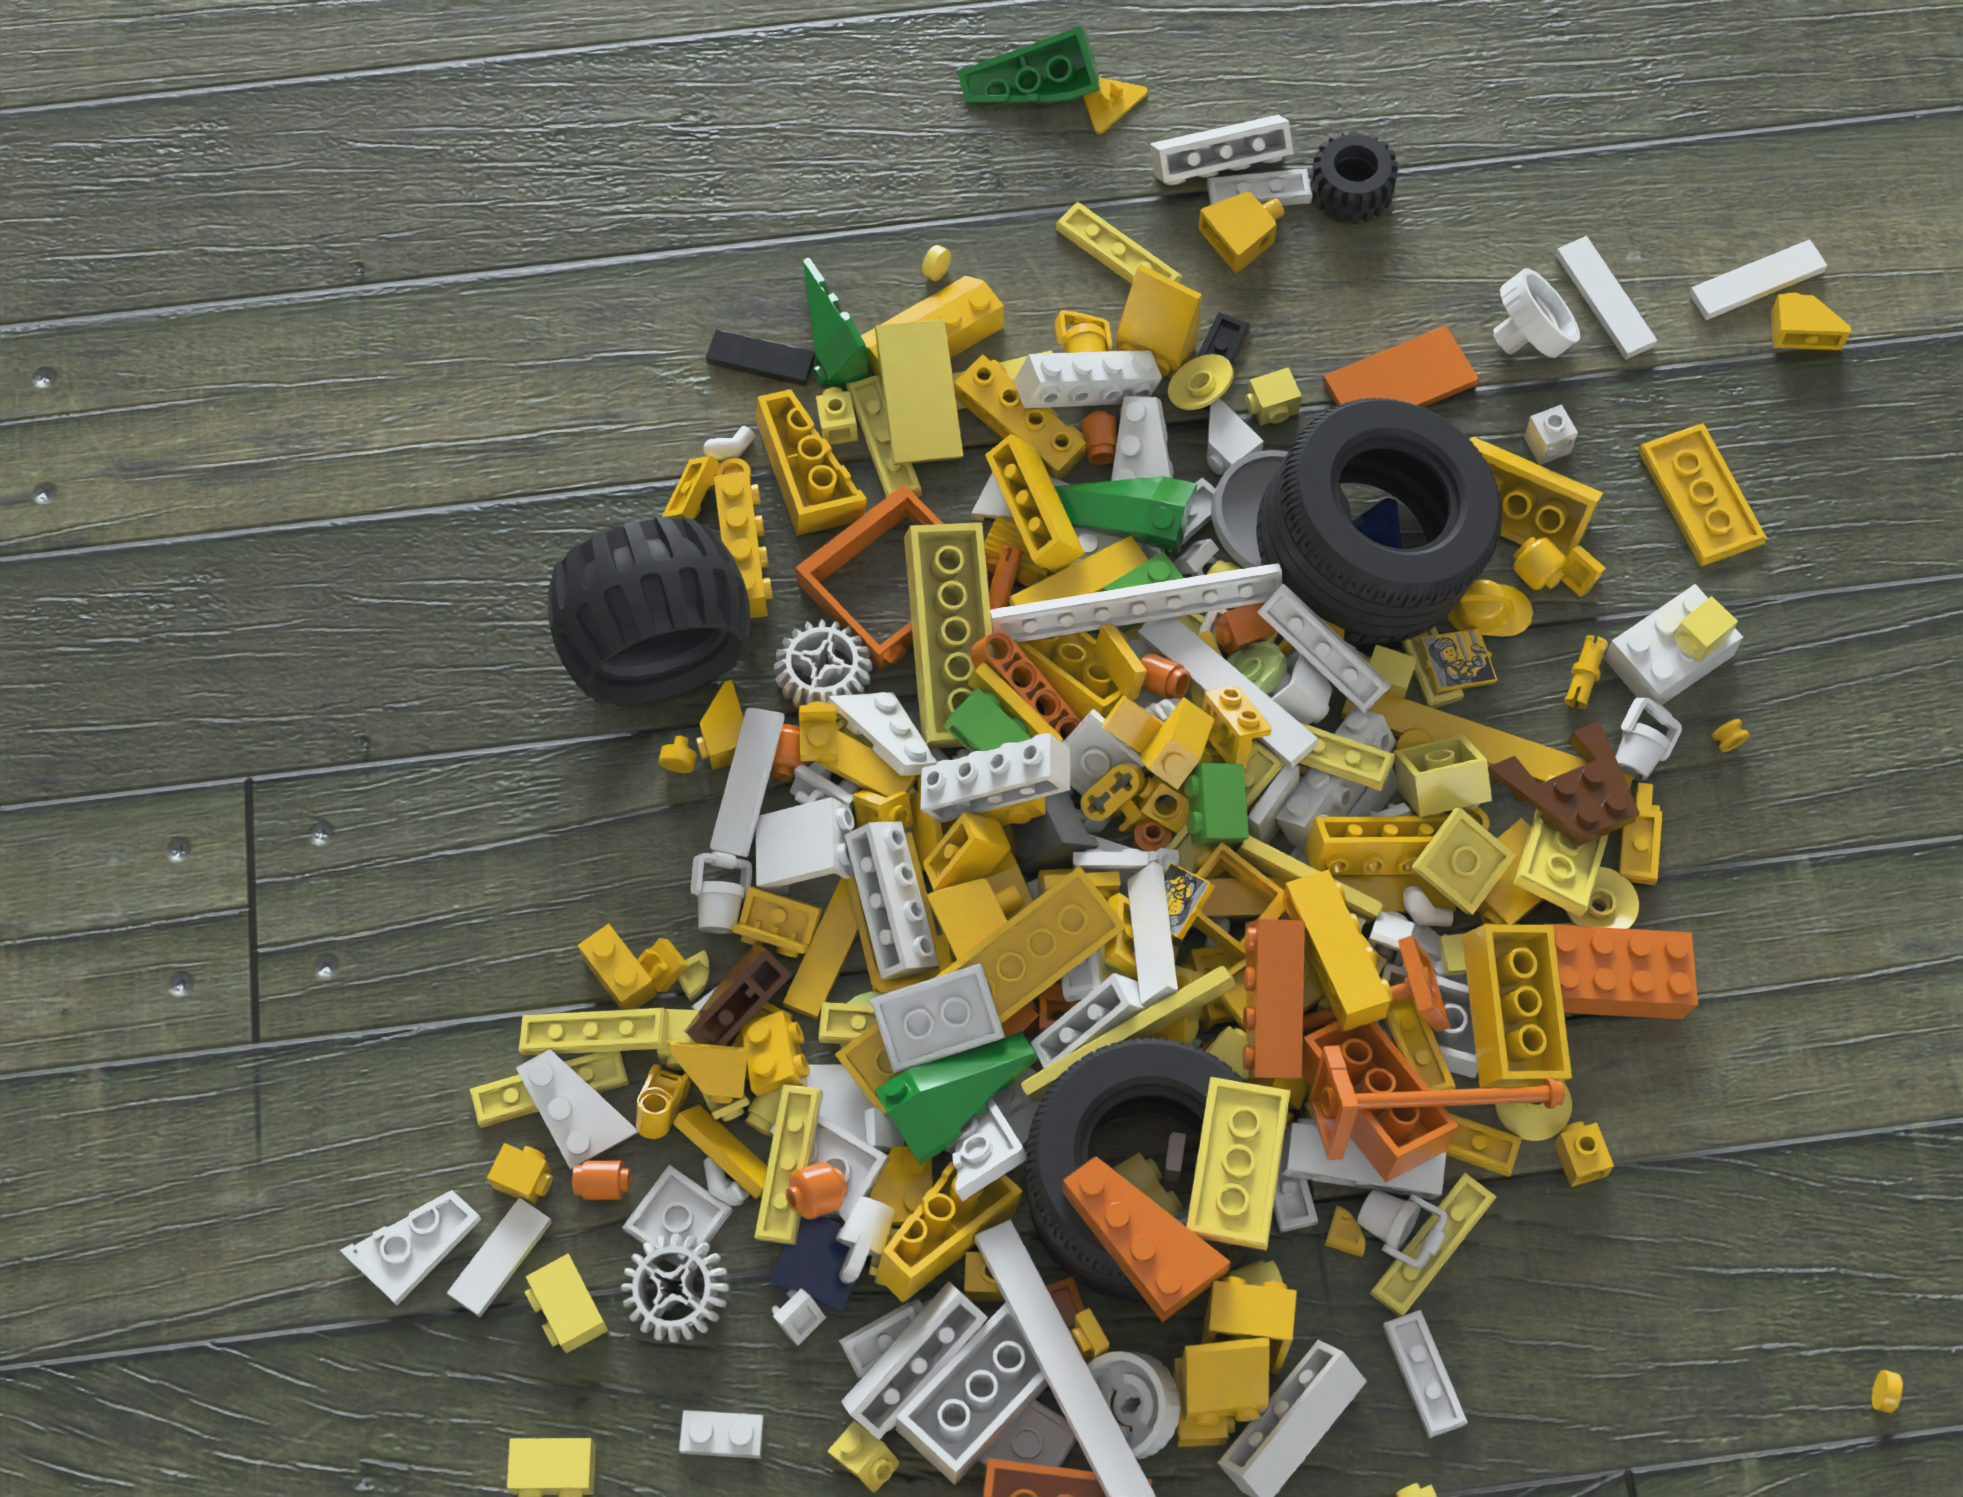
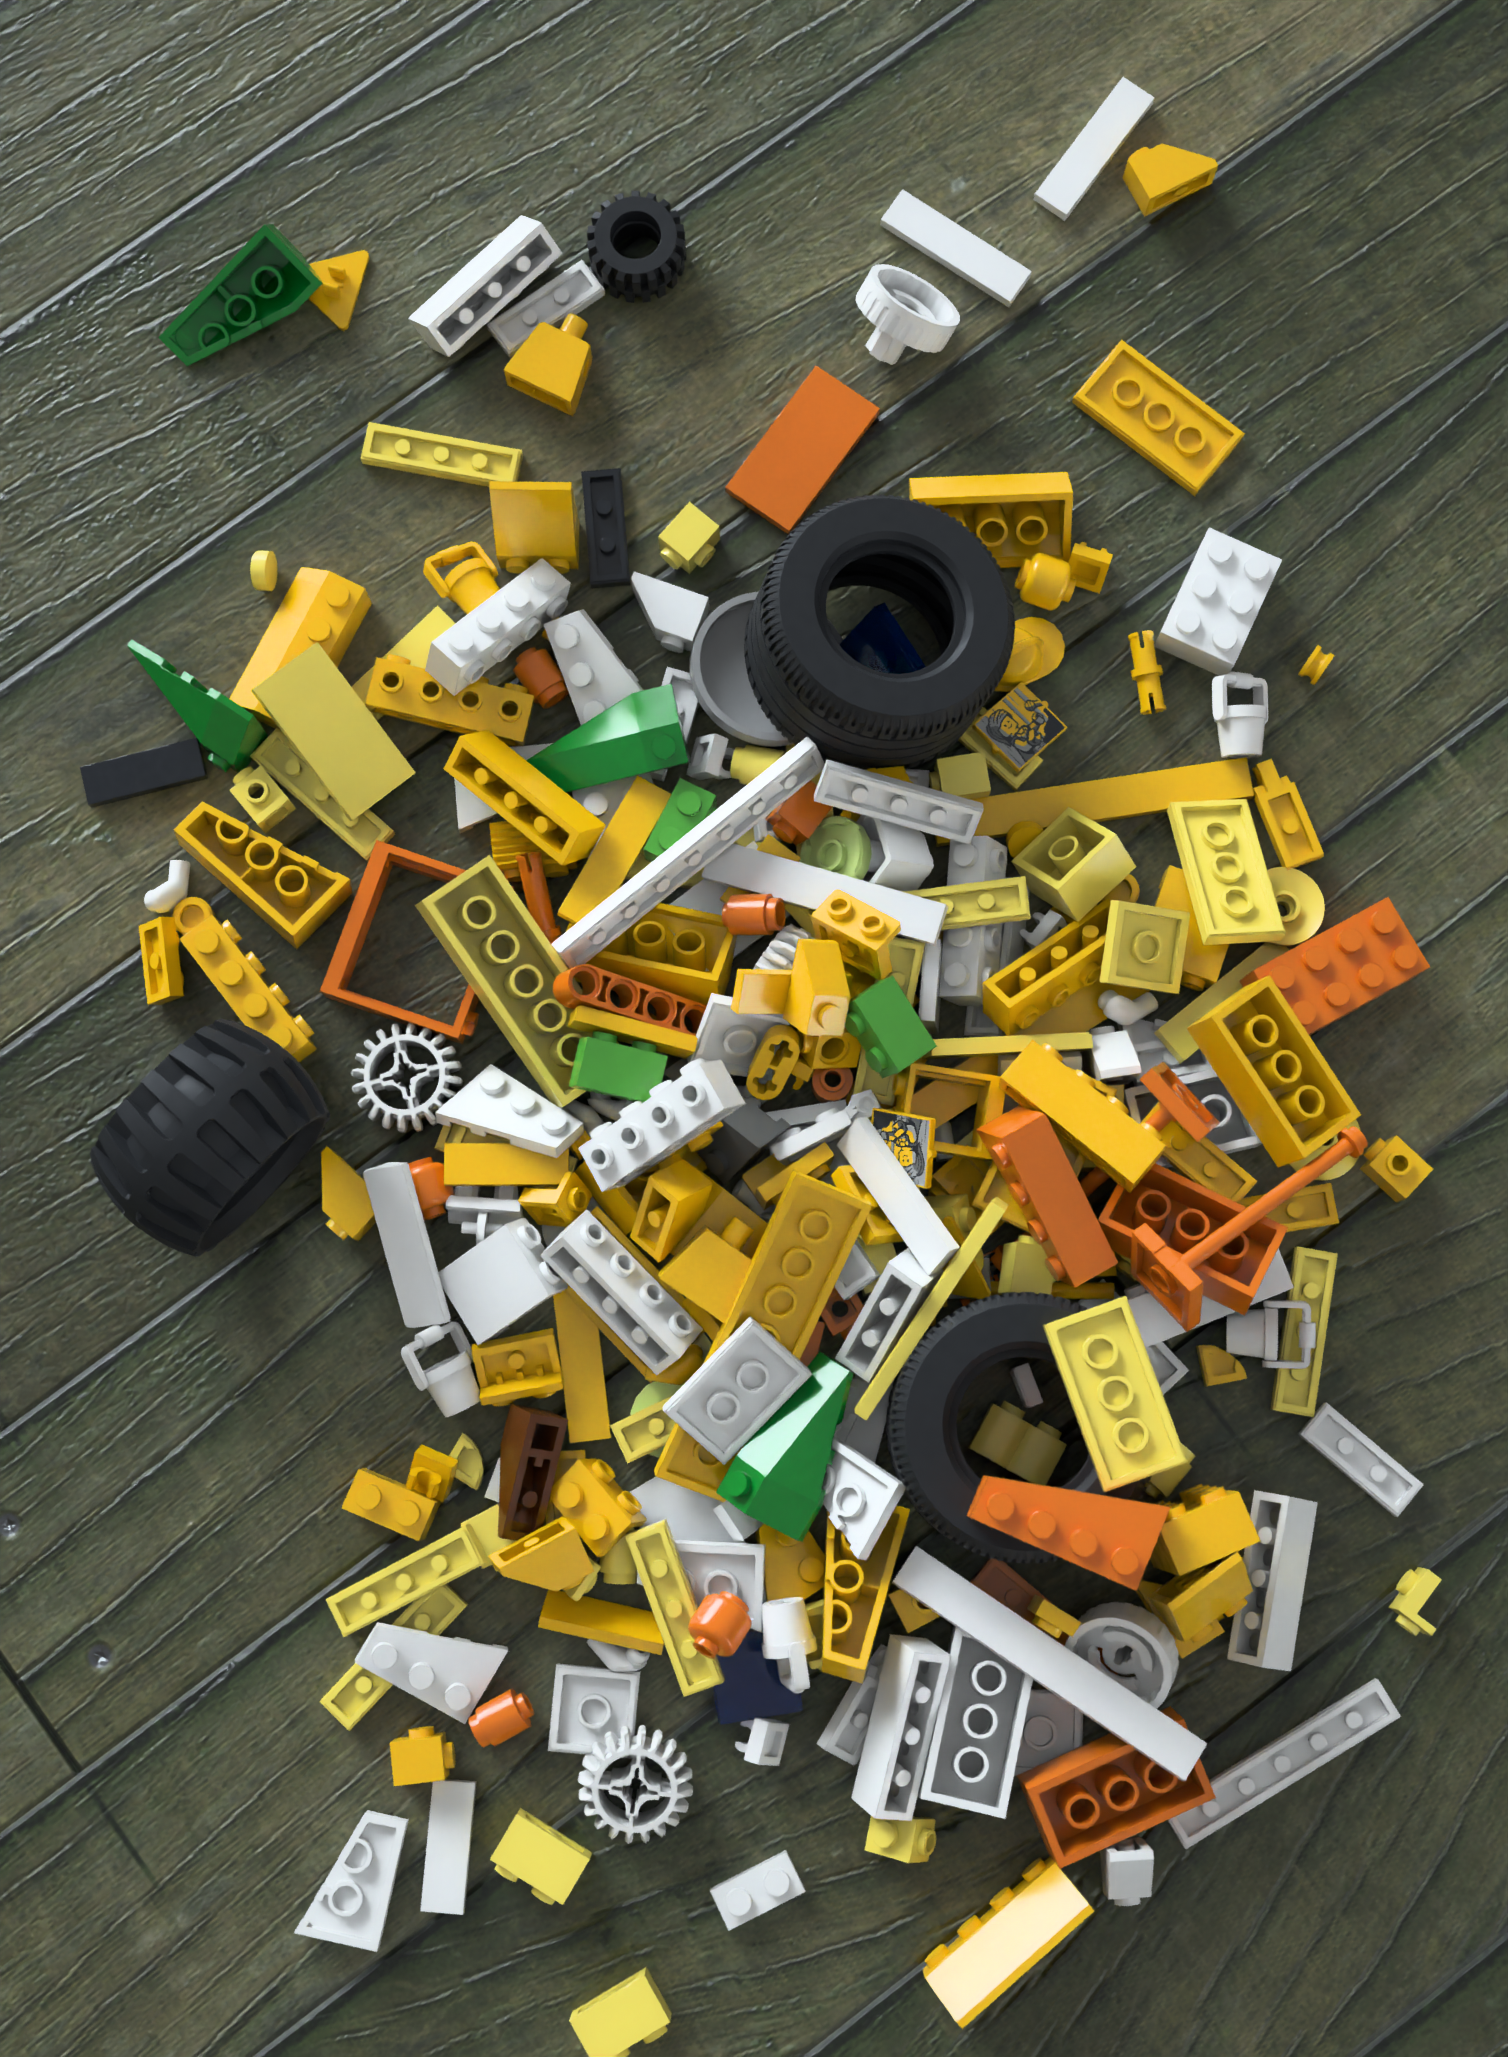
camera: 30 degrees left, 15 degrees up
(660, 1101) = (511, 1604): yellow piece -> none
(678, 756) = (318, 1250): yellow tile -> none
(818, 732) = (449, 1160): yellow bracket -> none
(1119, 661) = (704, 922): yellow tile -> none
(1200, 382) = (600, 559): light yellow dish -> none
(1550, 434) = (983, 434): white brick -> none
(1581, 801) = (1220, 814): reddish brown wing -> none
(1704, 629) = (1248, 578): light yellow brick -> none

